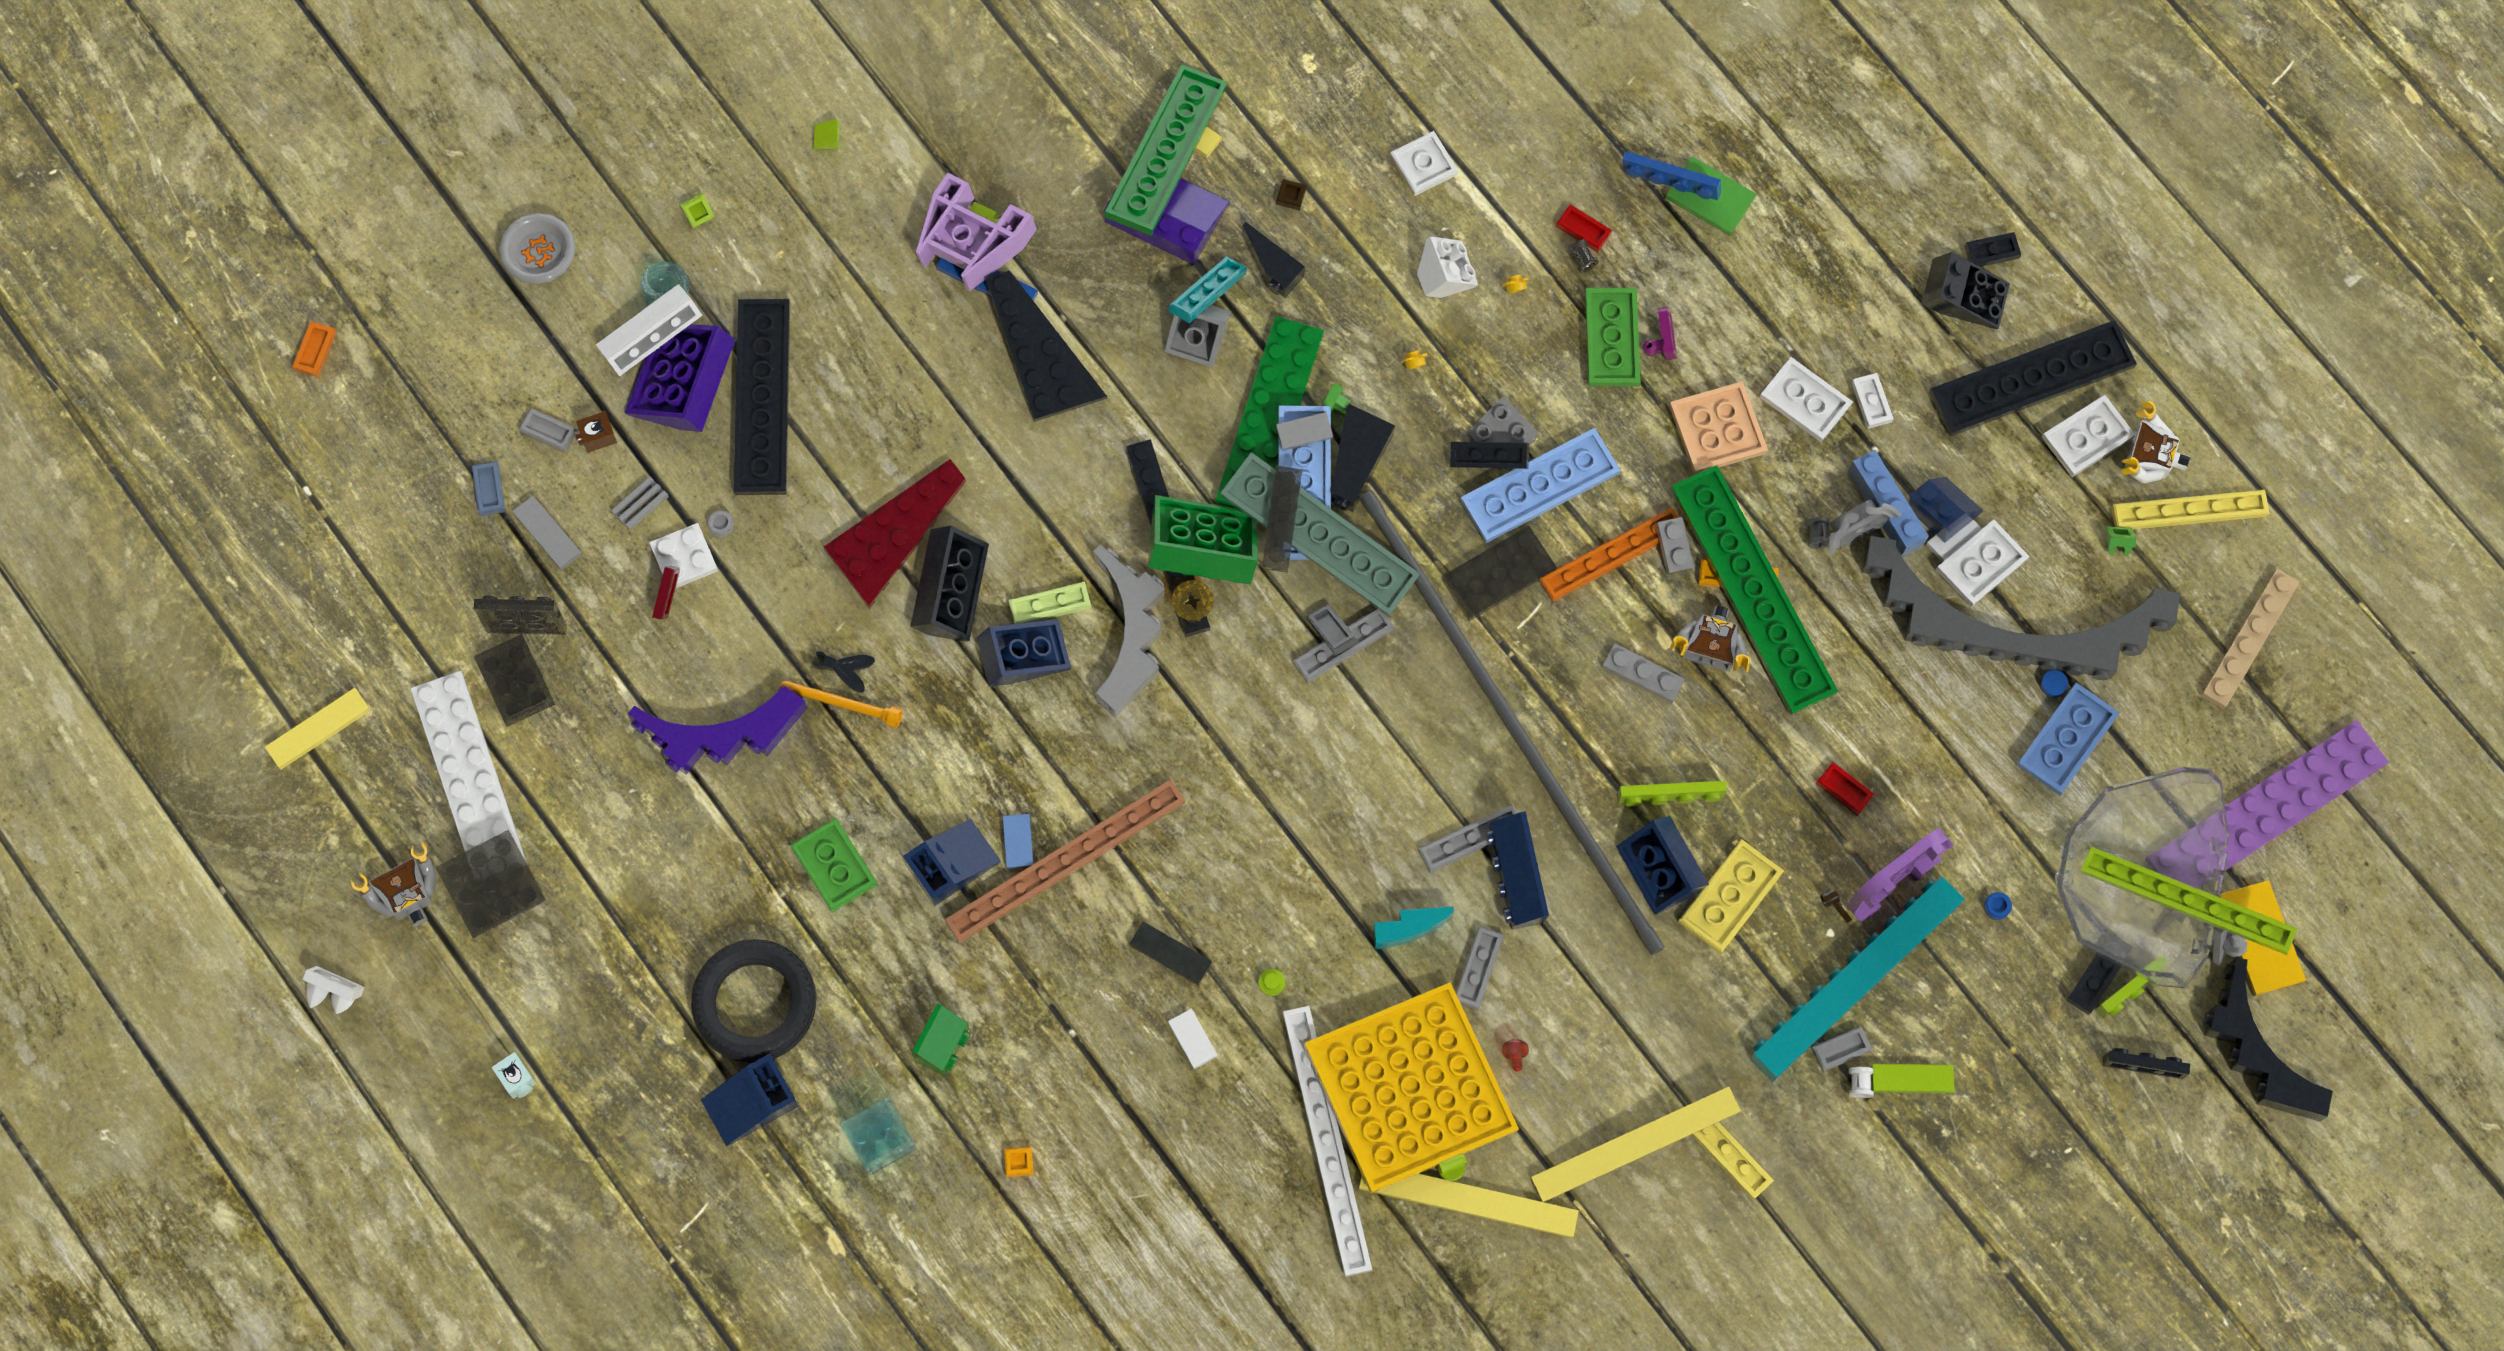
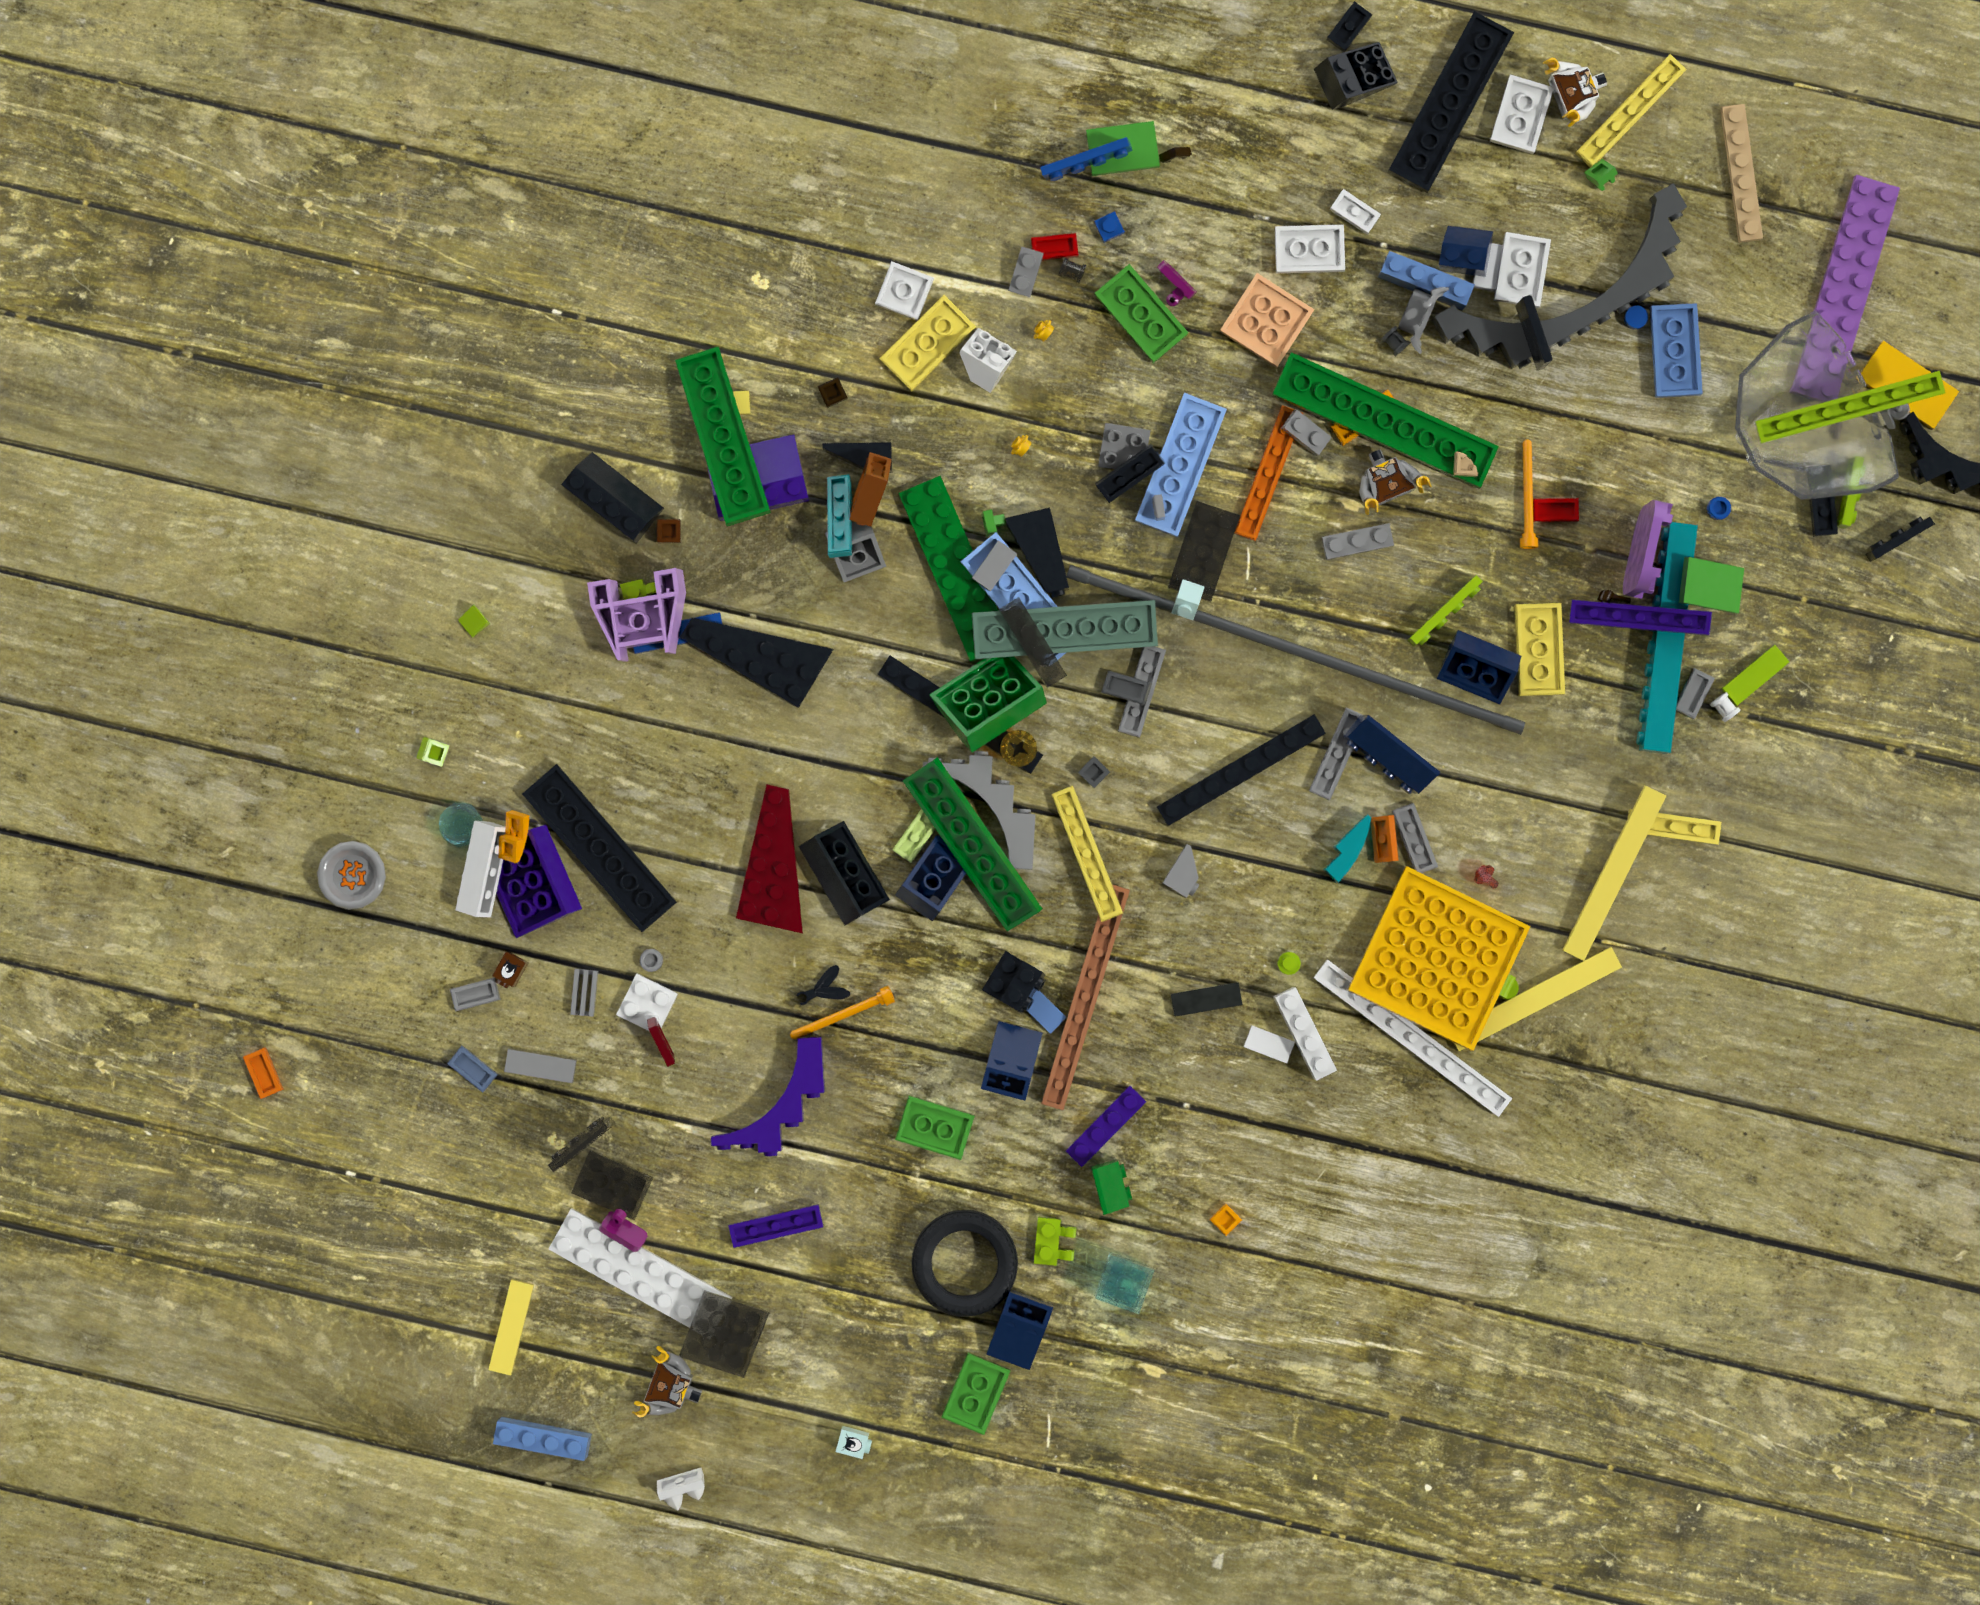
camera: 35 degrees left, 15 degrees up
(254, 842) = (542, 1438): none -> medium blue brick
(487, 725) = (623, 1231): none -> magenta piece
(620, 832) = (776, 1226): none -> dark purple plate
(660, 1127) = (976, 1393): none -> bright green tile
(694, 326) = (513, 841): none -> light orange slope
(844, 1046) = (1048, 1241): none -> lime plate
(984, 989) = (1105, 1126): none -> dark purple plate
(1014, 796) = (1014, 982): none -> black plate
(1031, 129) = (612, 497): none -> black slope
(1053, 193) = (668, 531): none -> reddish brown plate
(1080, 647) = (972, 844): none -> green plate
(1174, 740) = (1087, 853): none -> light yellow tile
(1232, 1053) = (1304, 1033): none -> white brick
(1241, 677) = (1094, 772): none -> dark grey plate
(1244, 825) = (1183, 874): none -> light grey slope
(1252, 286) = (870, 489): none -> dark orange window
(1373, 782) = (1241, 770): none -> black plate
(1406, 218) = (927, 343): none -> light yellow tile
(1449, 596) = (1187, 599): none -> light aqua brick
(1450, 943) = (1384, 839): none -> orange plate
(1489, 499) = (1158, 507): none -> light grey tile
(1541, 226) = (1026, 271): none -> light grey plate
(1645, 248) = (1109, 227): none -> blue plate
(1754, 232) = (1182, 152): none -> dark brown tile
(1792, 681) = (1464, 466): none -> tan tile
(1799, 793) = (1529, 538): none -> light orange piece
(1846, 935) = (1640, 617): none -> dark purple plate
(1935, 962) = (1711, 585): none -> bright green tile
(1947, 611) = (1534, 332): none -> black tile

